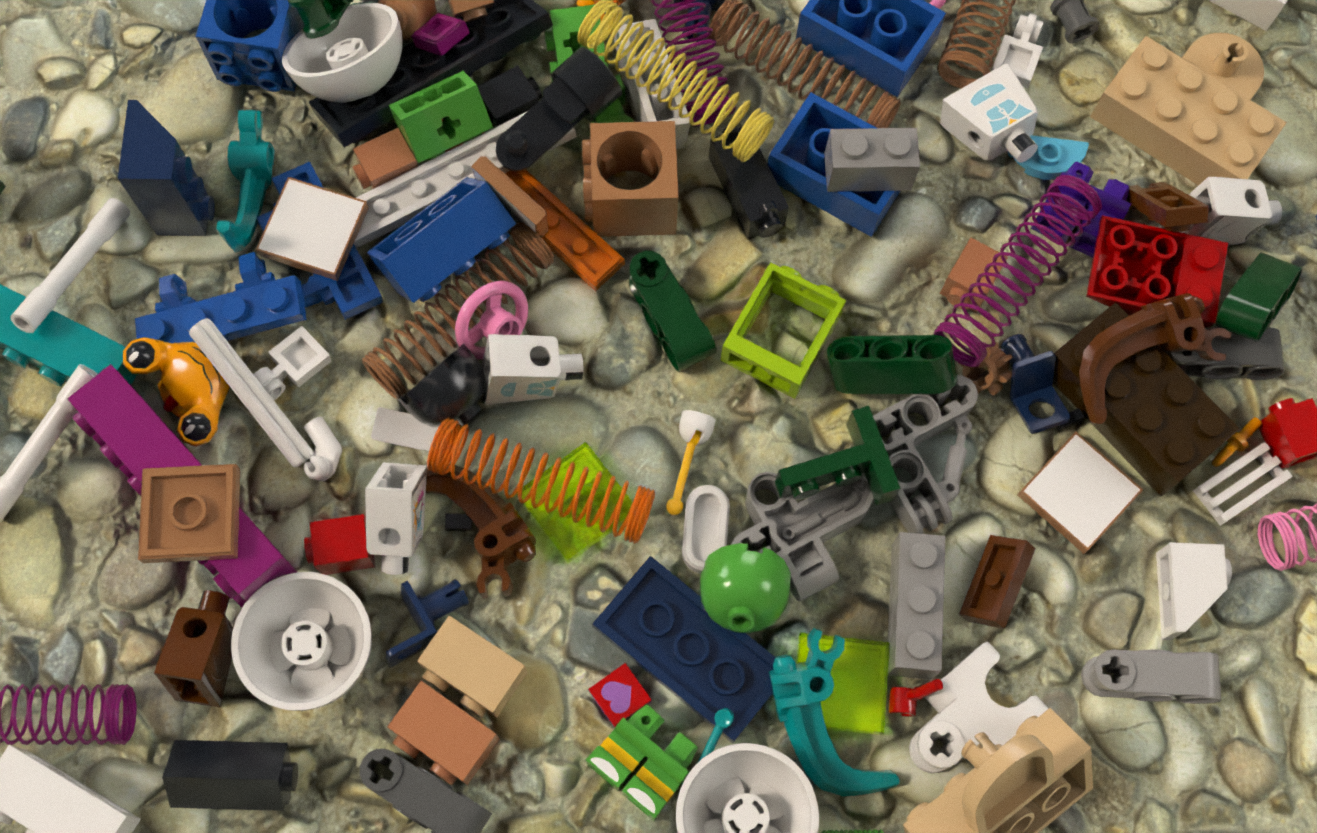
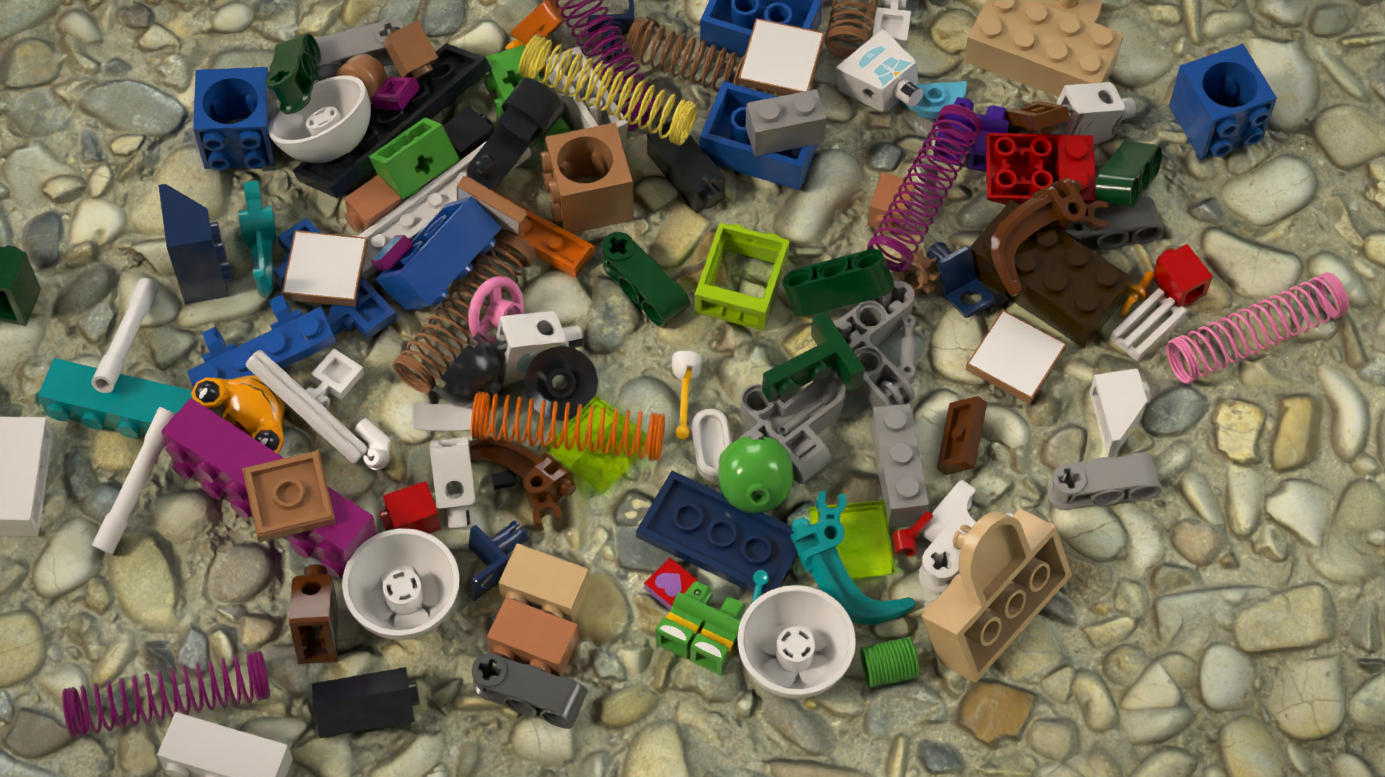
camera: 10 degrees left, 10 degrees down
(390, 226) = (392, 252): none -> magenta tile
(559, 435) = (579, 380): none -> black dish
(883, 78) = (781, 57): none -> white tile

